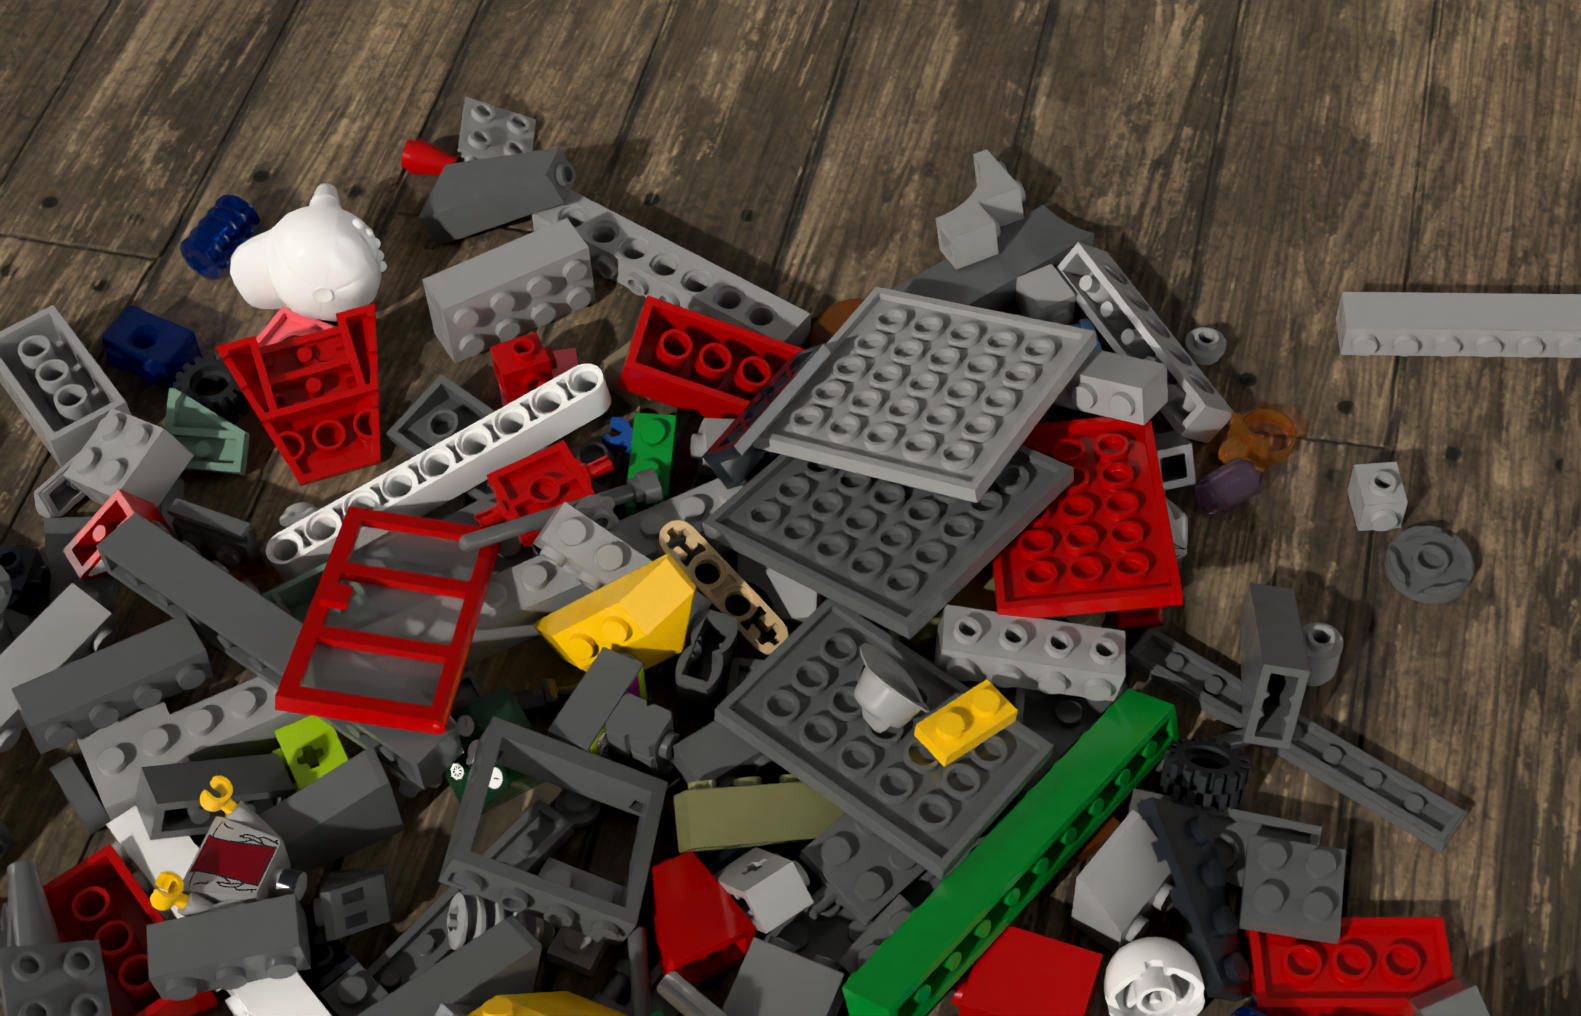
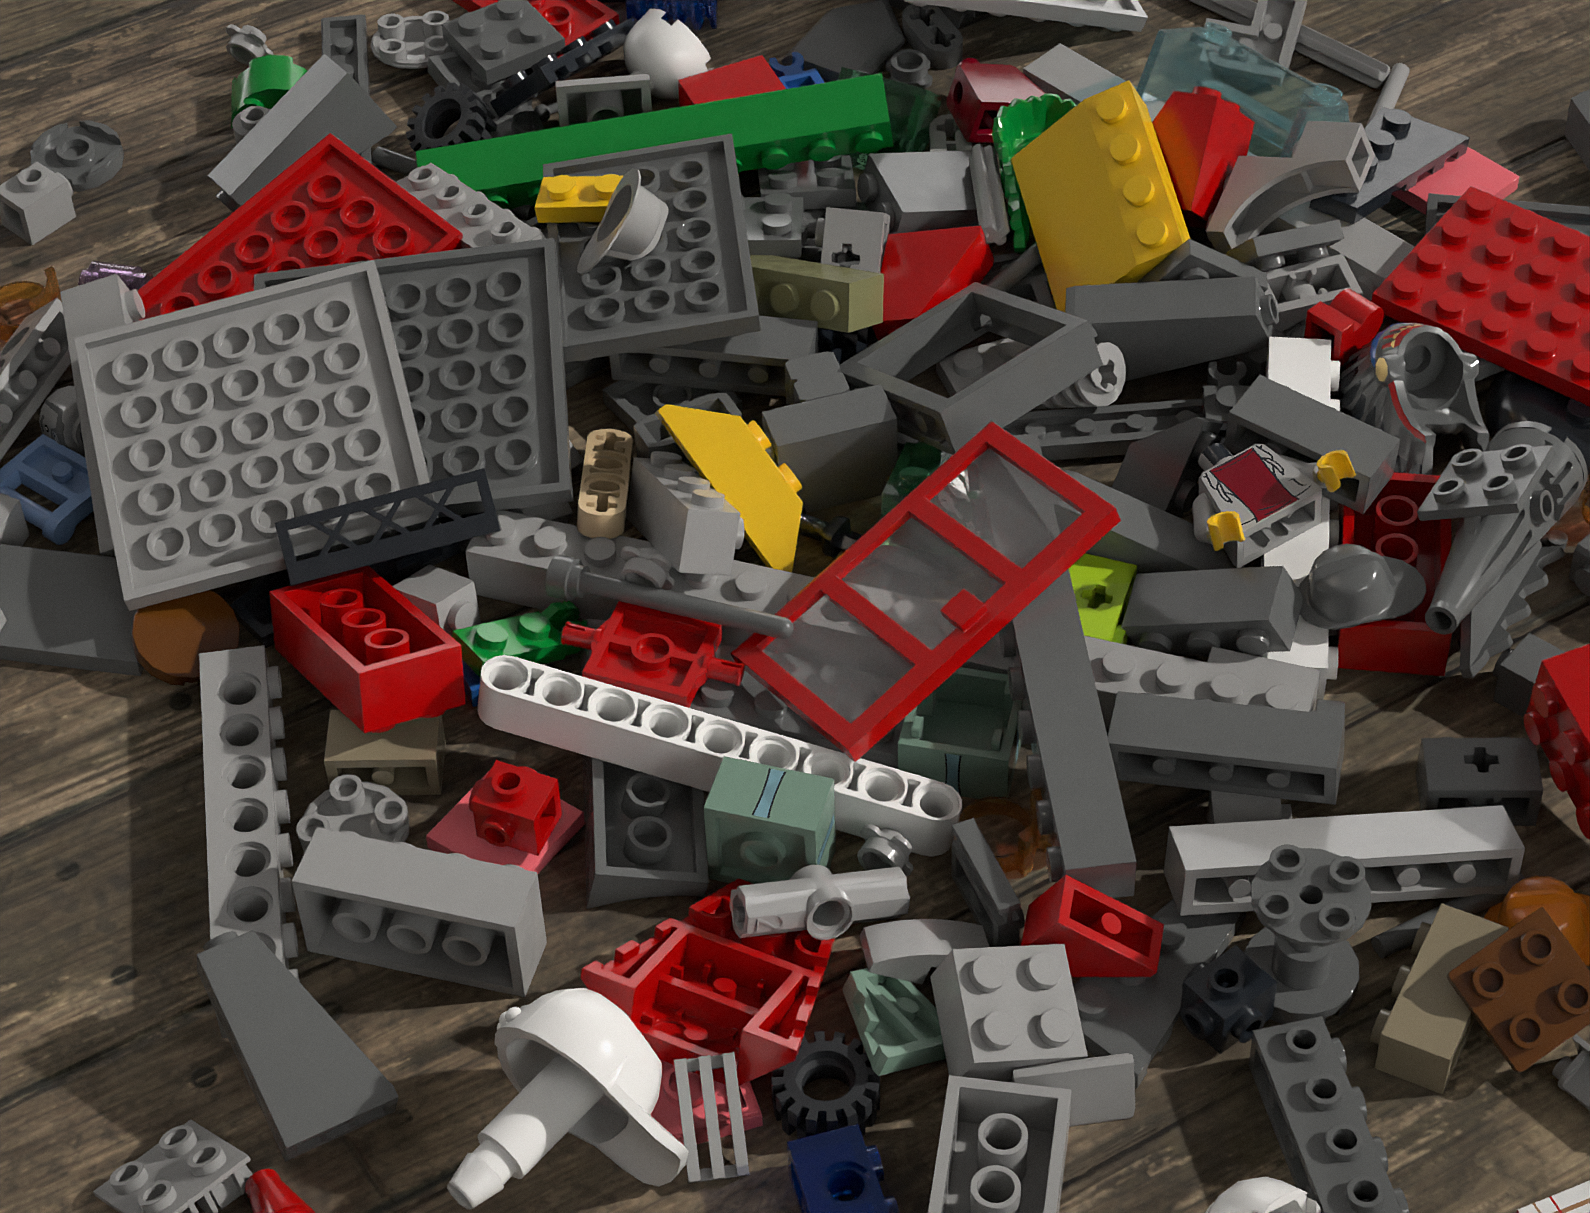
camera: 135 degrees left, 5 degrees down
(112, 876) = (1358, 587): none -> dark grey piece
(228, 481) = (913, 946): none -> light grey slope
(256, 323) = (705, 1065): none -> light grey tile
(303, 455) = (819, 902): none -> light grey piece
(362, 450) = (767, 822): none -> sand green container
(612, 322) = (356, 807): none -> light grey dish
(1378, 851) = (410, 39): none -> light grey dish
(1381, 715) = (264, 82): none -> green cylinder
(1469, 735) = (246, 43): none -> light grey plate

